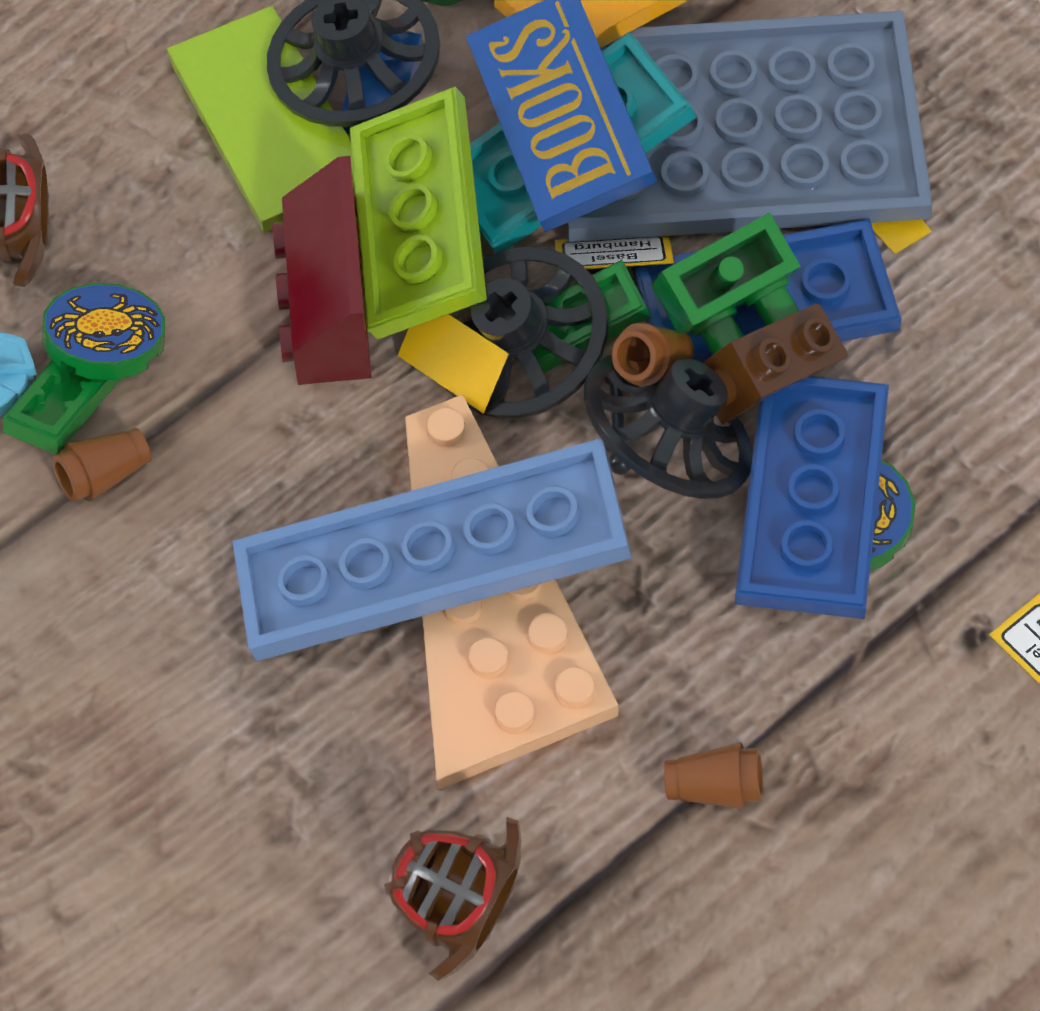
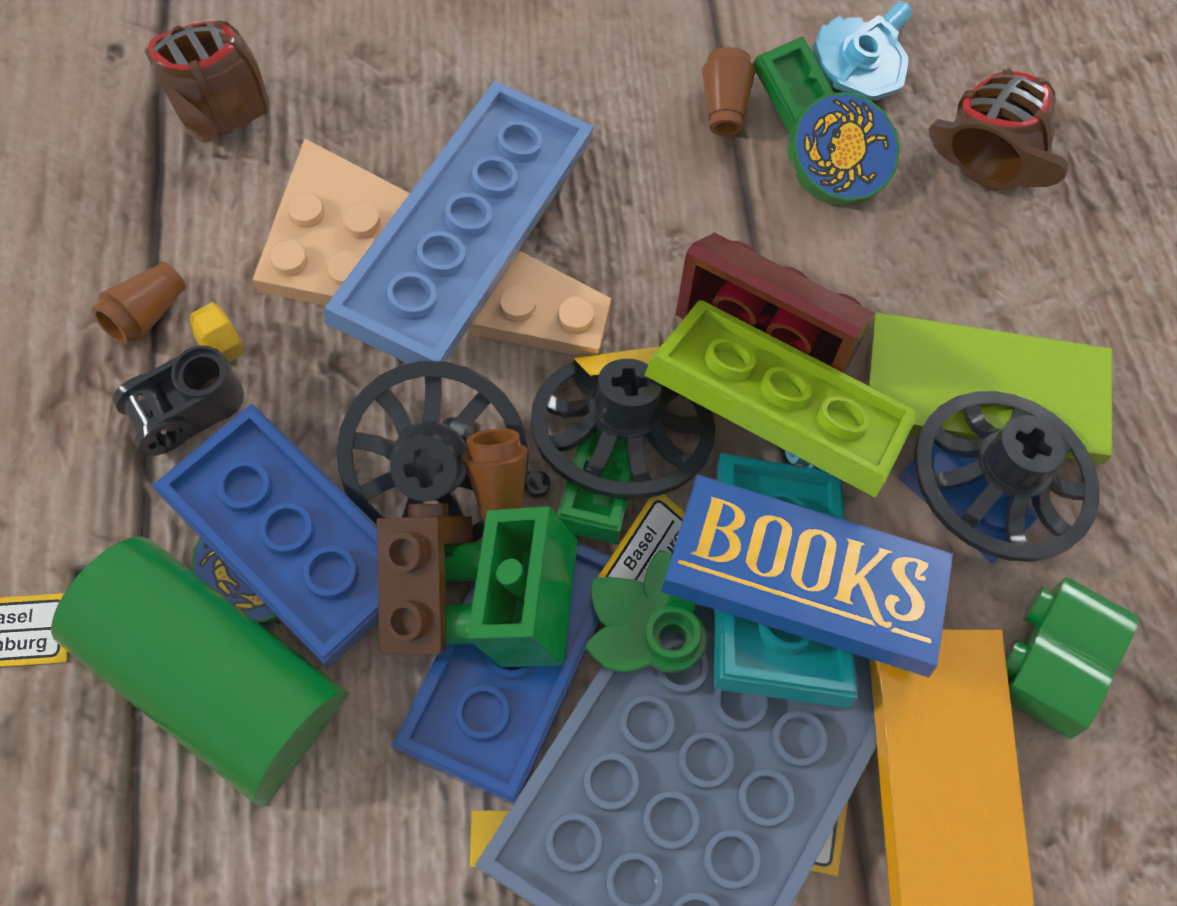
camera: 120 degrees right, 5 degrees up
(677, 209) = (638, 617): none -> green plate
(694, 687) = (215, 330): none -> yellow tile
(780, 665) = (176, 400): none -> black piece
(961, 470) = (196, 665): none -> green brick

